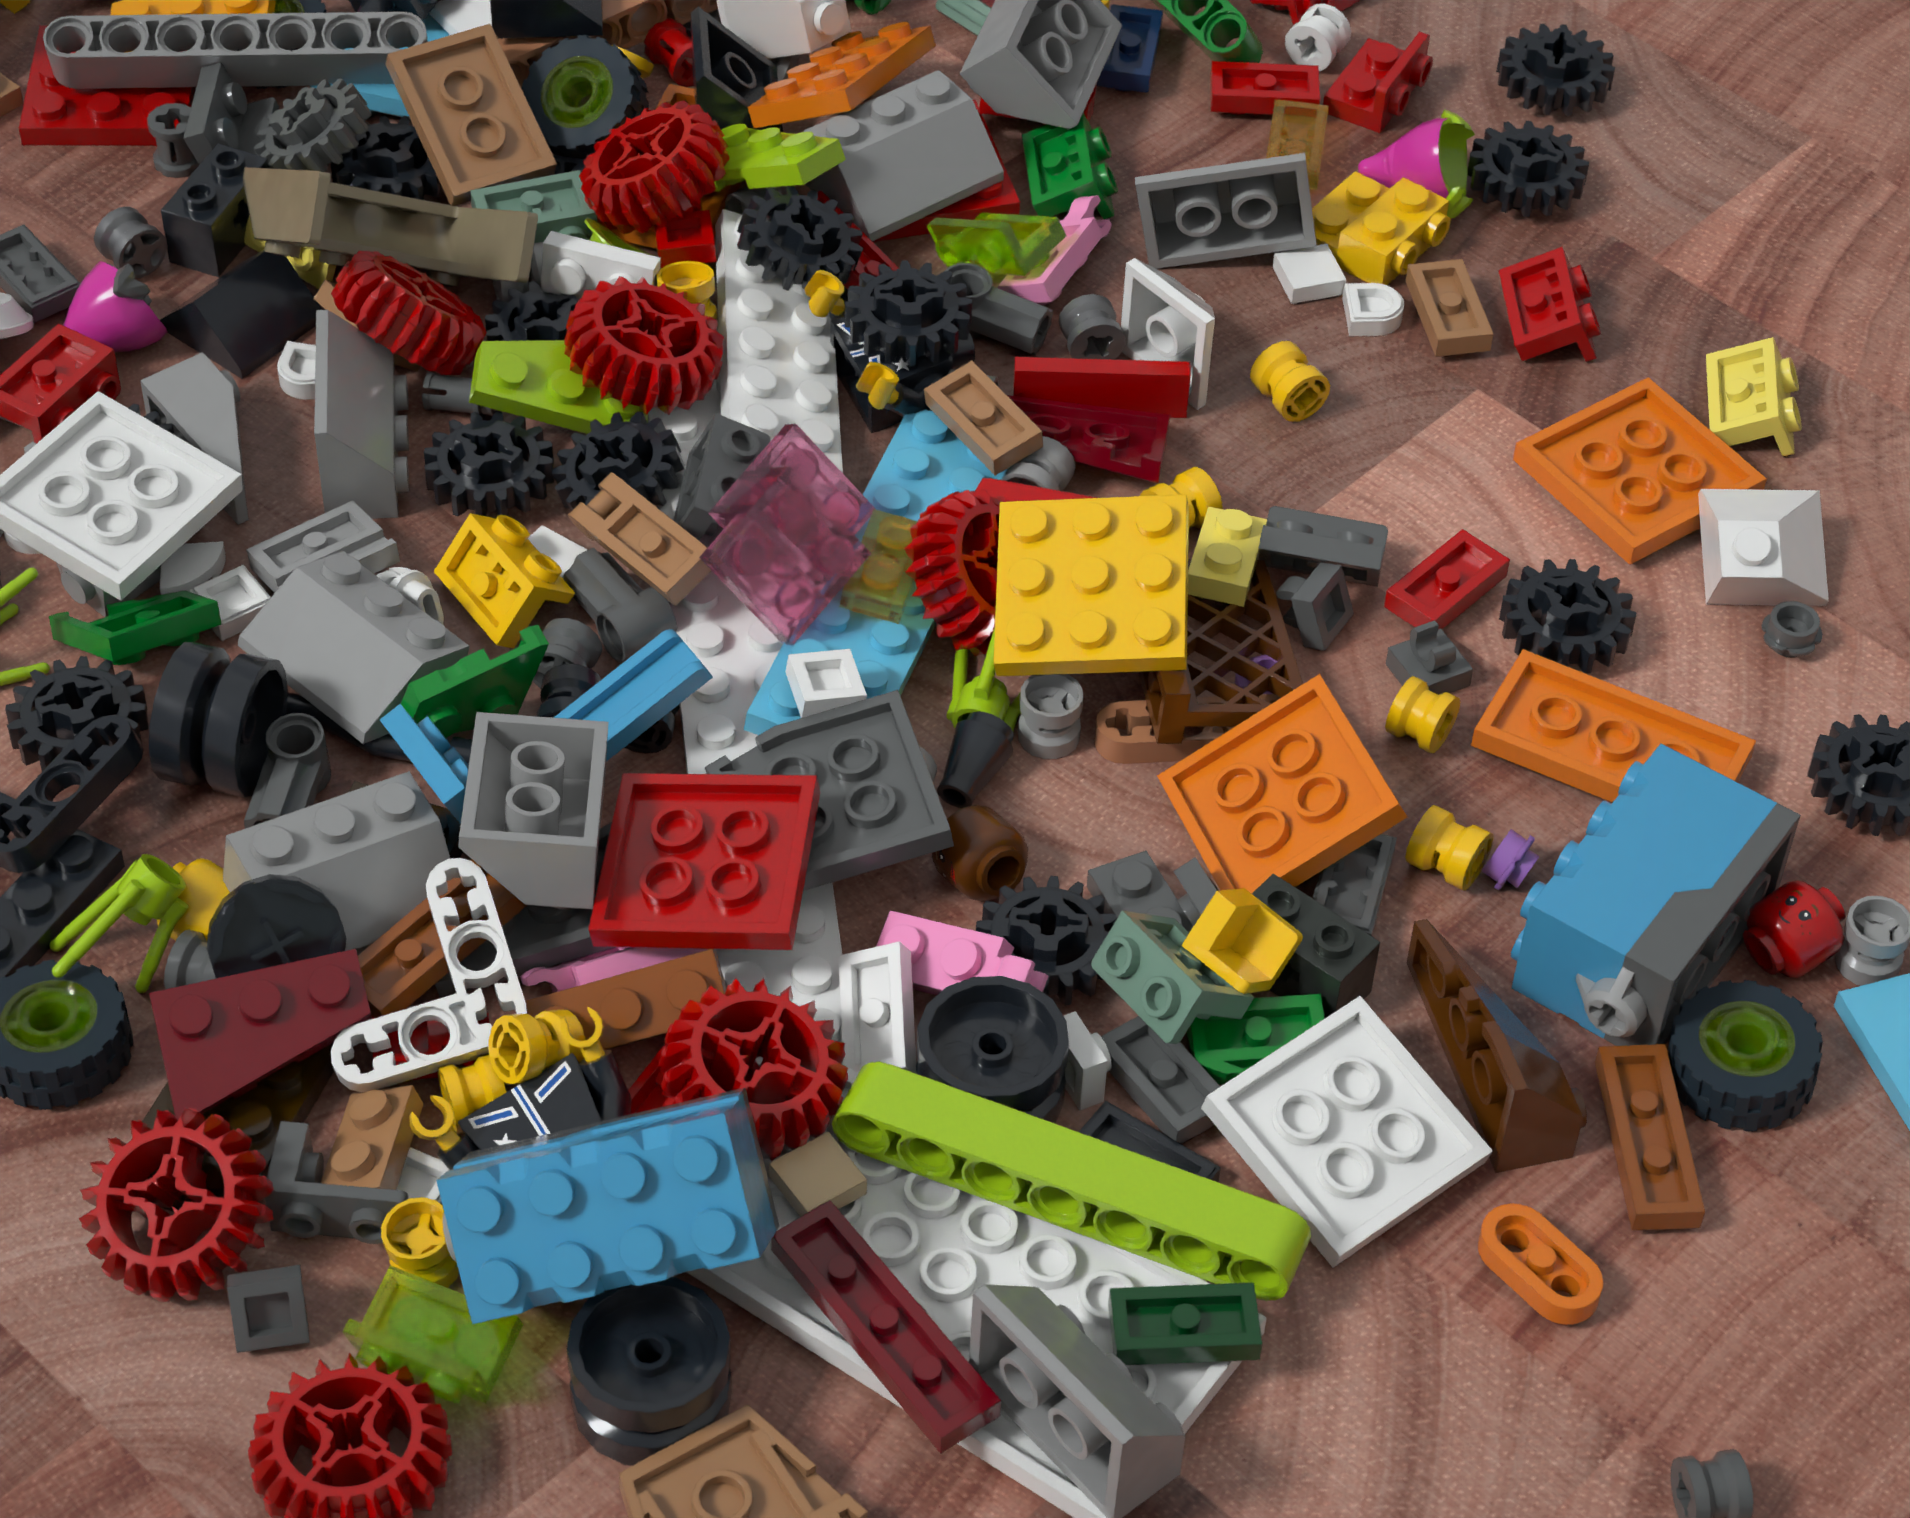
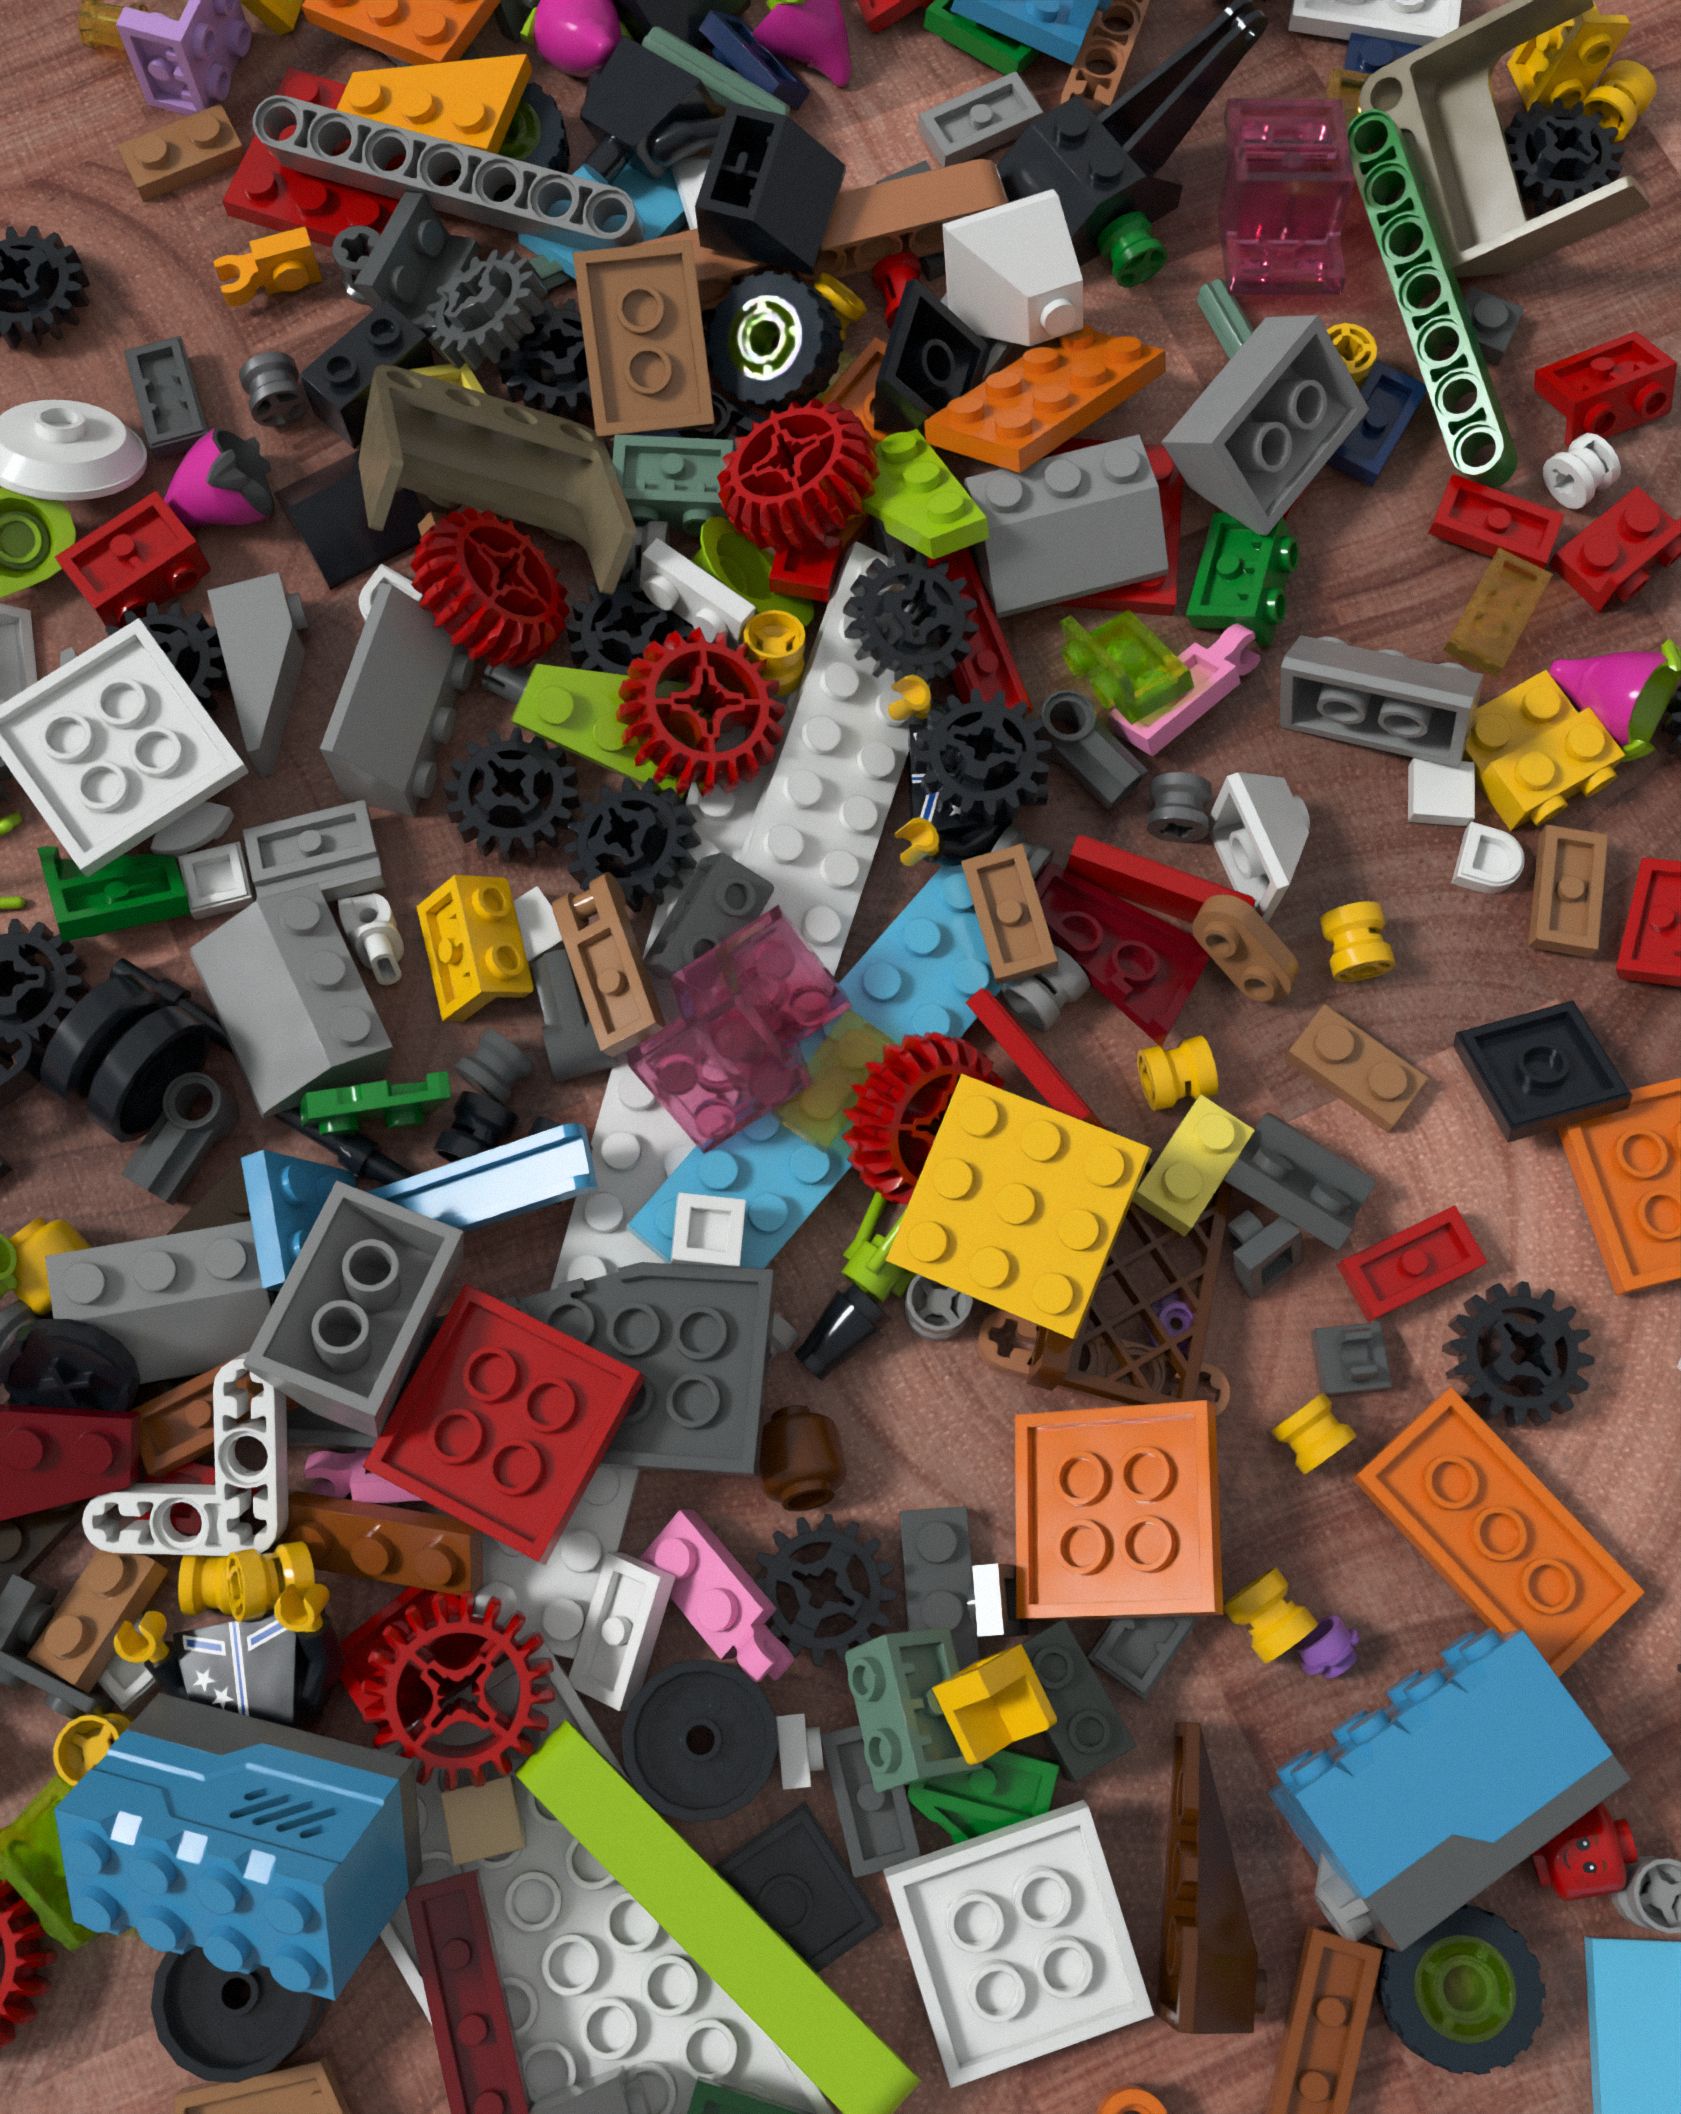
camera: 20 degrees right, 25 degrees up
(93, 159) = (276, 261): none -> light orange plate
(1202, 400) = (1245, 948): none -> medium nougat plate
(1331, 471) = (1356, 1068): none -> medium nougat plate
(1488, 424) = (1541, 1071): none -> black tile

